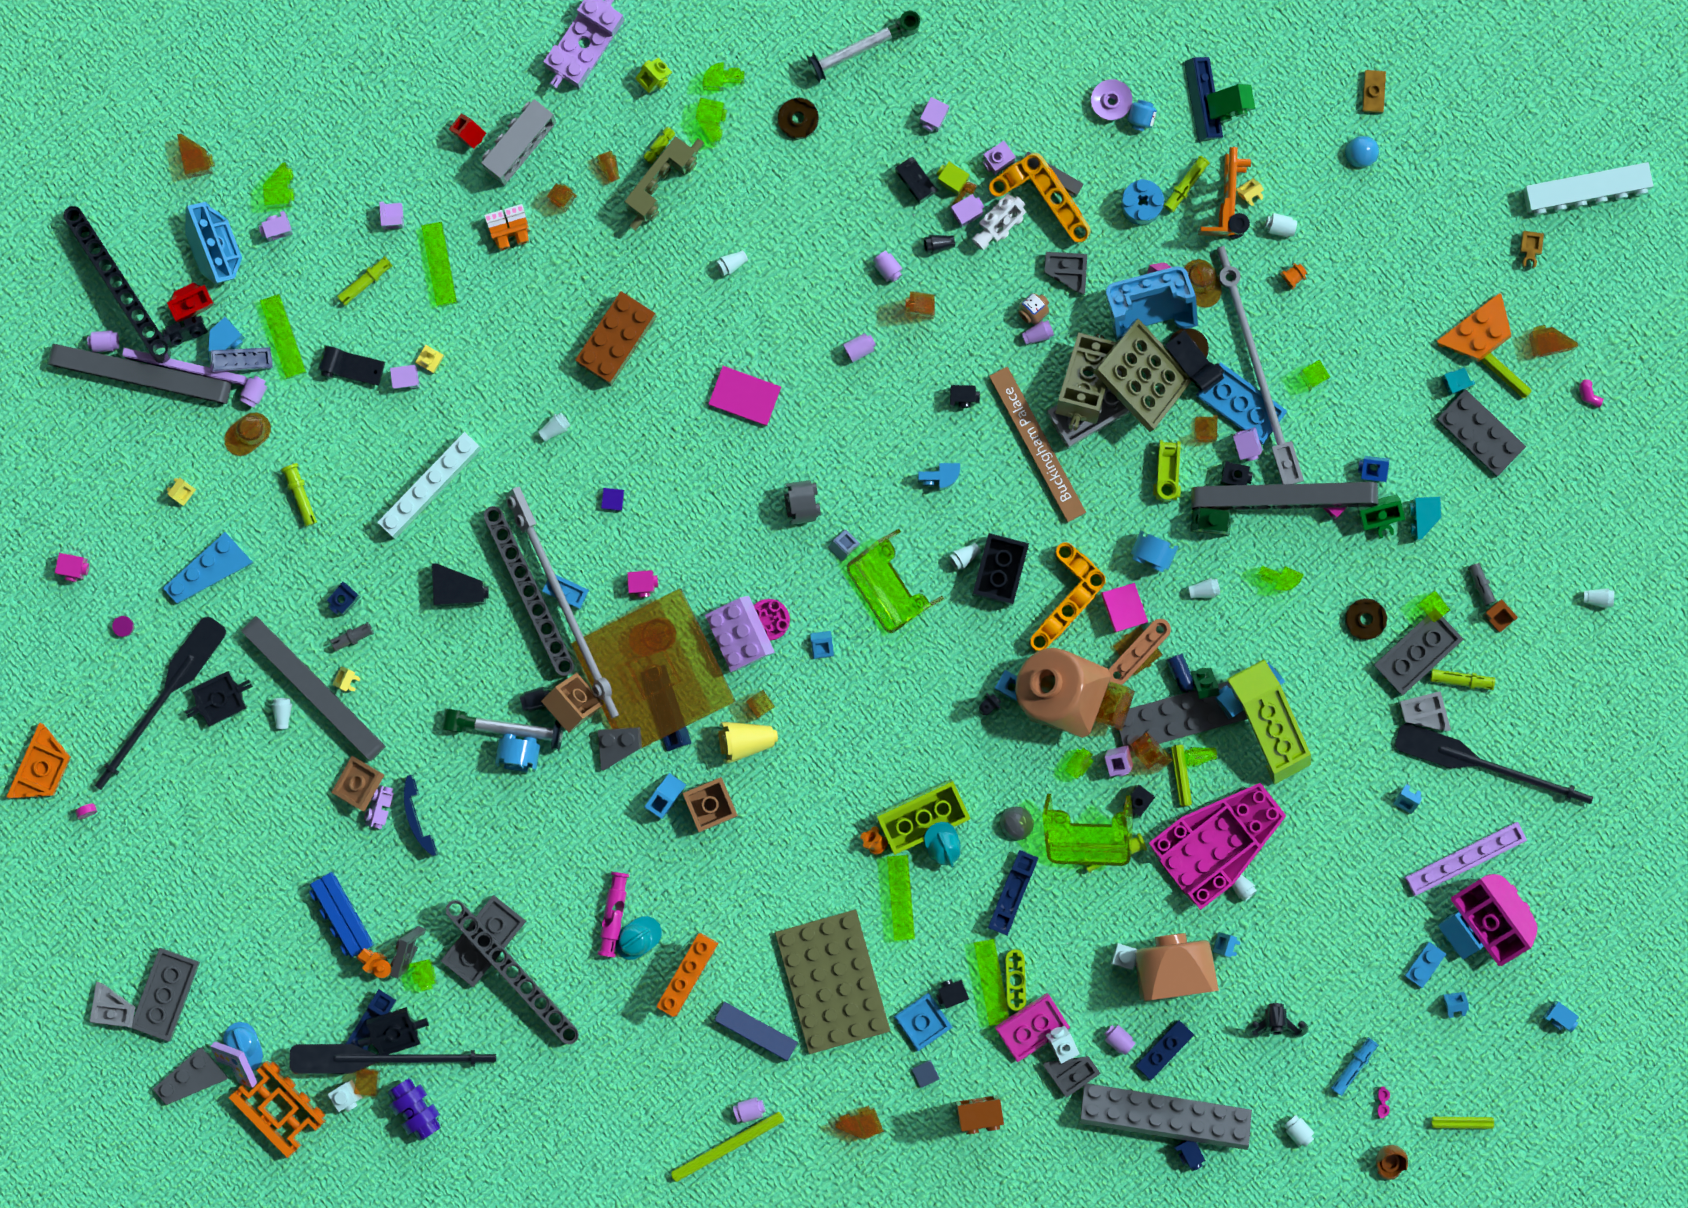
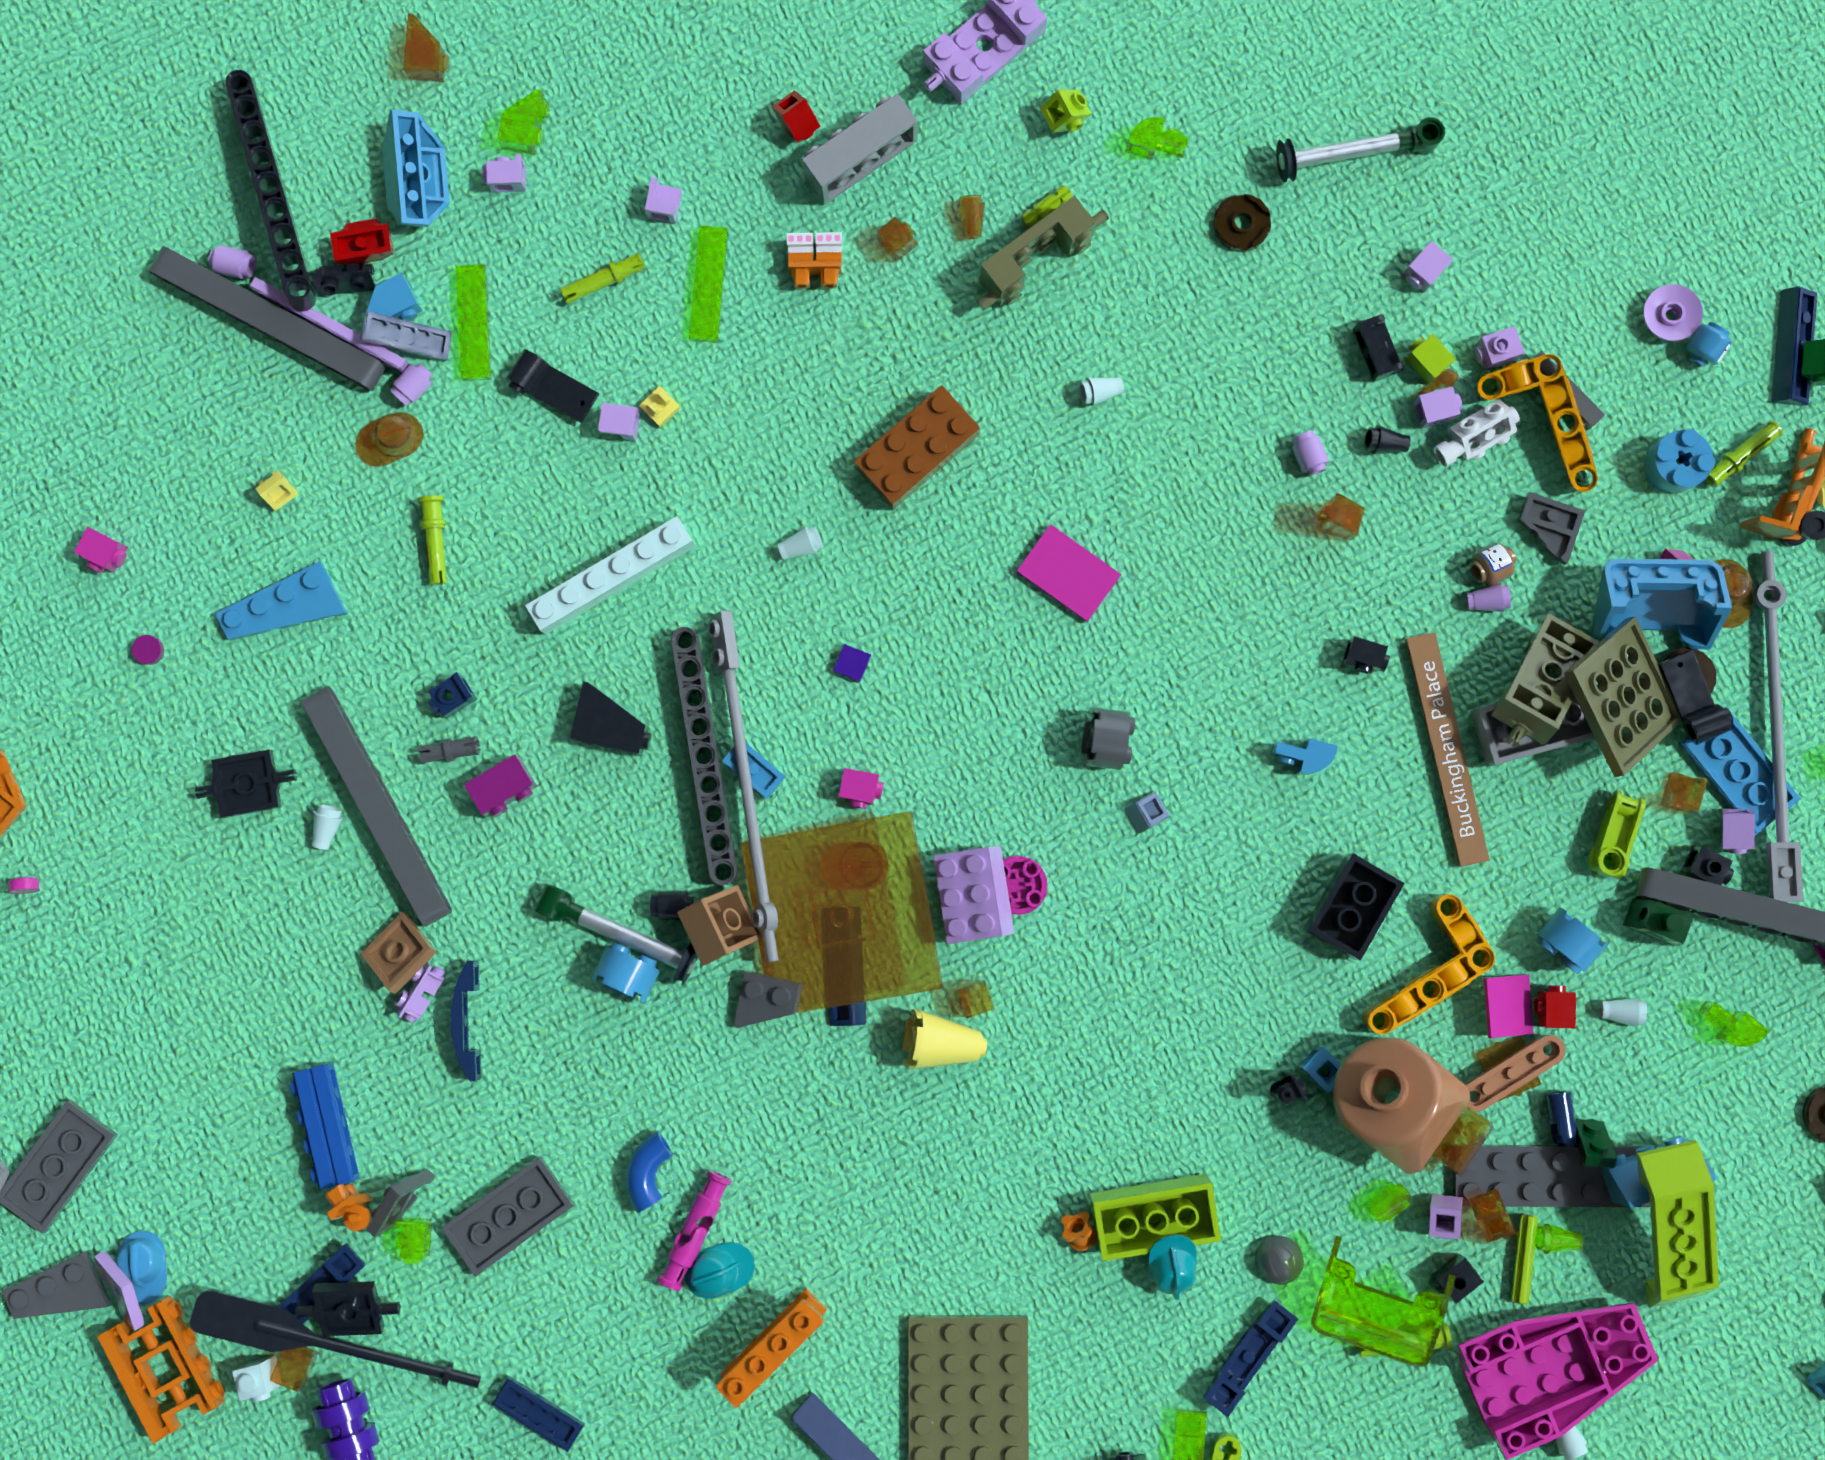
camera: 15 degrees right, 0 degrees up
(181, 671) = (208, 732): black piece -> none
(344, 679) = (421, 804): light yellow tile -> none
(395, 651) = (501, 786): none -> magenta brick
(516, 981) = (533, 1286): dark grey beam -> none
(542, 1067) = (538, 1413): none -> dark blue plate
(566, 884) = (643, 1169): none -> blue cylinder
(665, 796) = (810, 1088): dark azure slope -> none
(709, 118) = (1123, 188): clear neon green slope -> none
(710, 804) = (868, 1118): medium nougat brick -> none
(822, 644) = (1080, 939): dark azure slope -> none
(859, 347) = (1242, 550): lavender brick -> none
(884, 588) = (1186, 888): clear neon green windscreen -> none
(900, 897) = (1093, 1319): clear neon green plate -> none
(962, 557) = (1305, 874): light aqua cone -> none
(1157, 599) = (1556, 1008): none -> red brick

